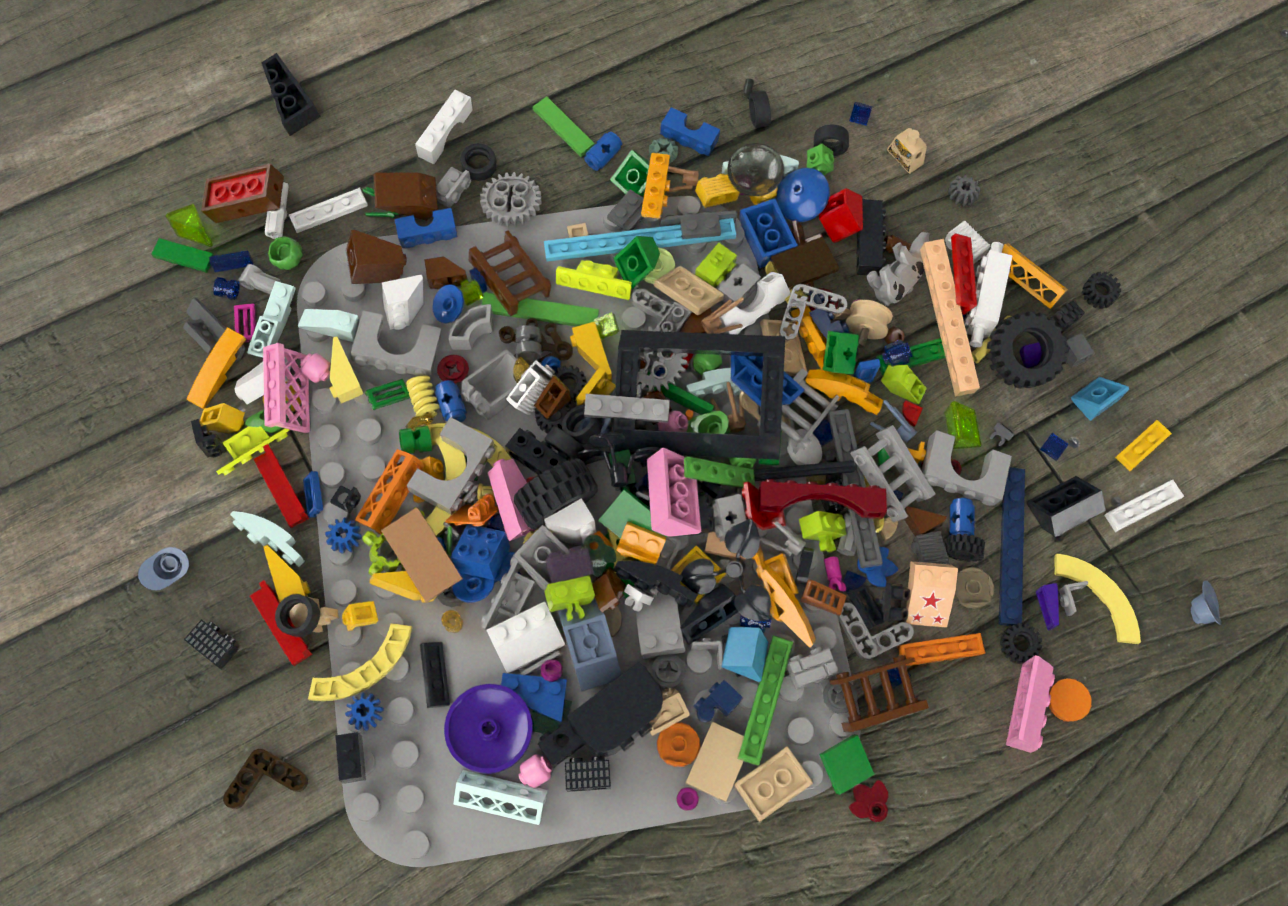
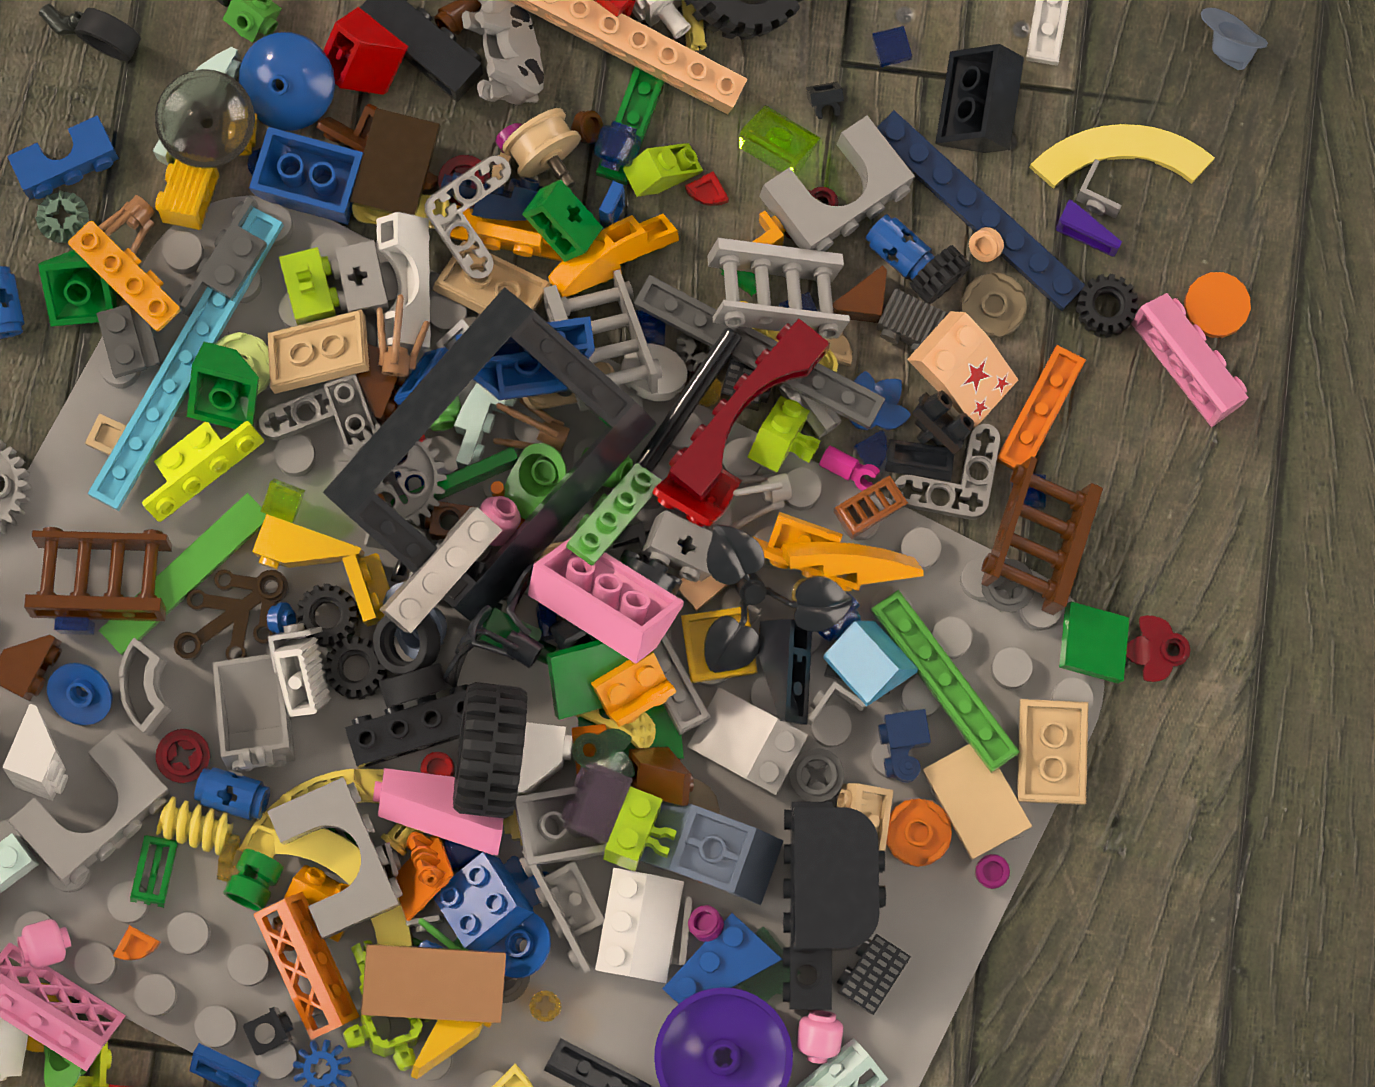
camera: 50 degrees left, 10 degrees up
(342, 376) = (88, 916): light yellow slope -> none
(345, 410) = (135, 945): none -> orange tile
(471, 291) = (83, 649): clear neon green tile -> none
(519, 368) = (260, 665): clear yellow tile -> none
(528, 342) = (229, 626): dark grey wheel -> none
(553, 397) = (339, 654): reddish brown slope -> none
(638, 596) = (695, 740): white tile -> none
(647, 575) = (682, 709): black slope -> none
(804, 566) = (813, 499): black beam -> none
(812, 668) = (950, 592): light grey brick -> none
(905, 431) = (727, 220): sand blue plant -> none
(999, 561) = (986, 244): none -> light nougat tile

